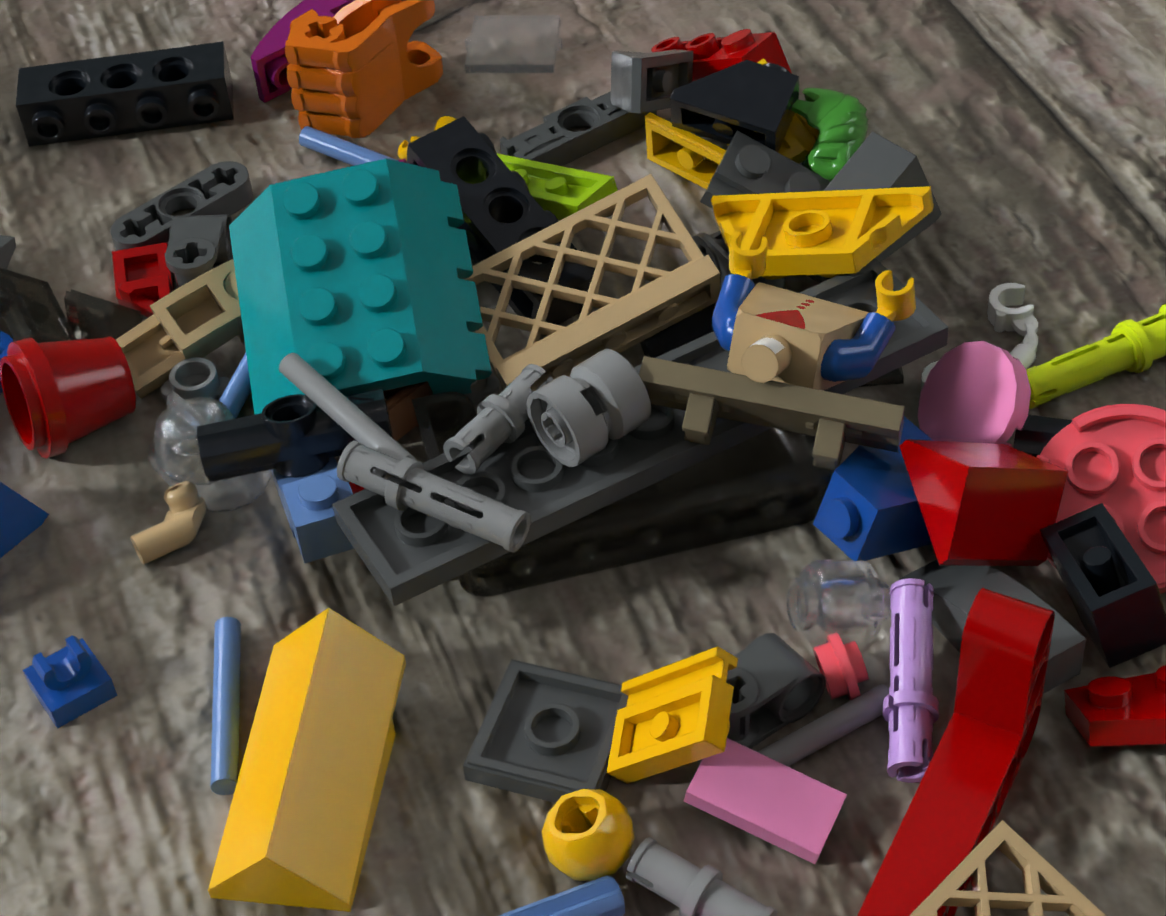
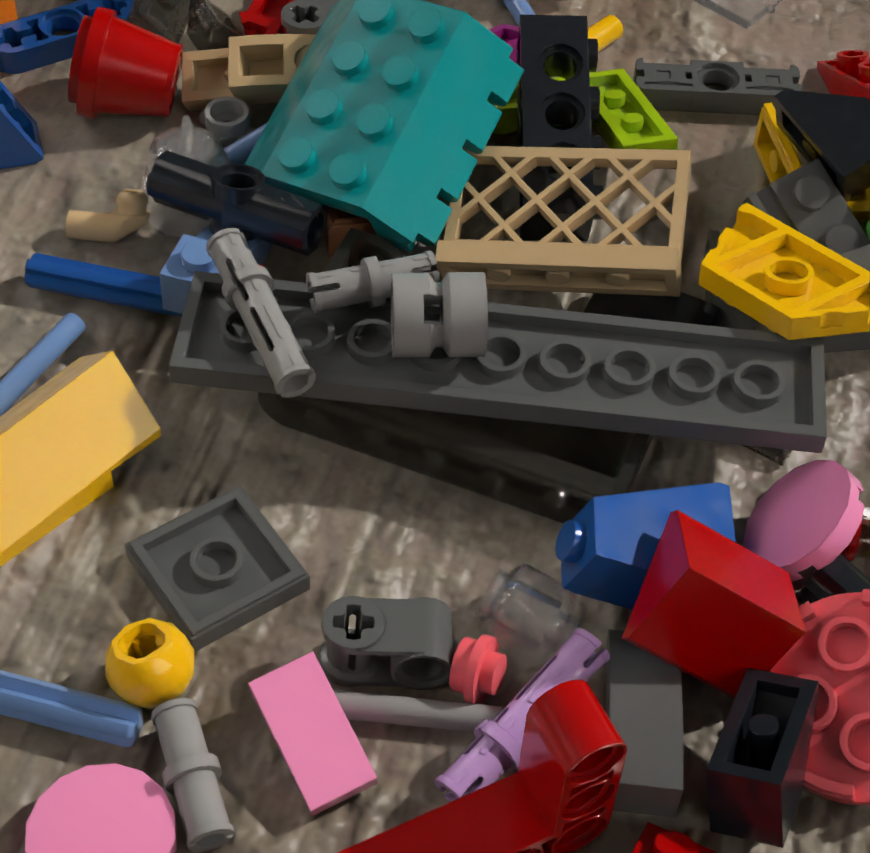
camera: 30 degrees right, 5 degrees up
(221, 579) = (95, 282): none -> blue axle
(339, 407) = (266, 203): light grey bar -> none
(647, 80) = (800, 69): dark grey slope -> none
(673, 716) = (292, 618): yellow plate -> none
(773, 404) = (628, 451): dark tan hinge -> none
(799, 336) = (660, 360): torso -> none

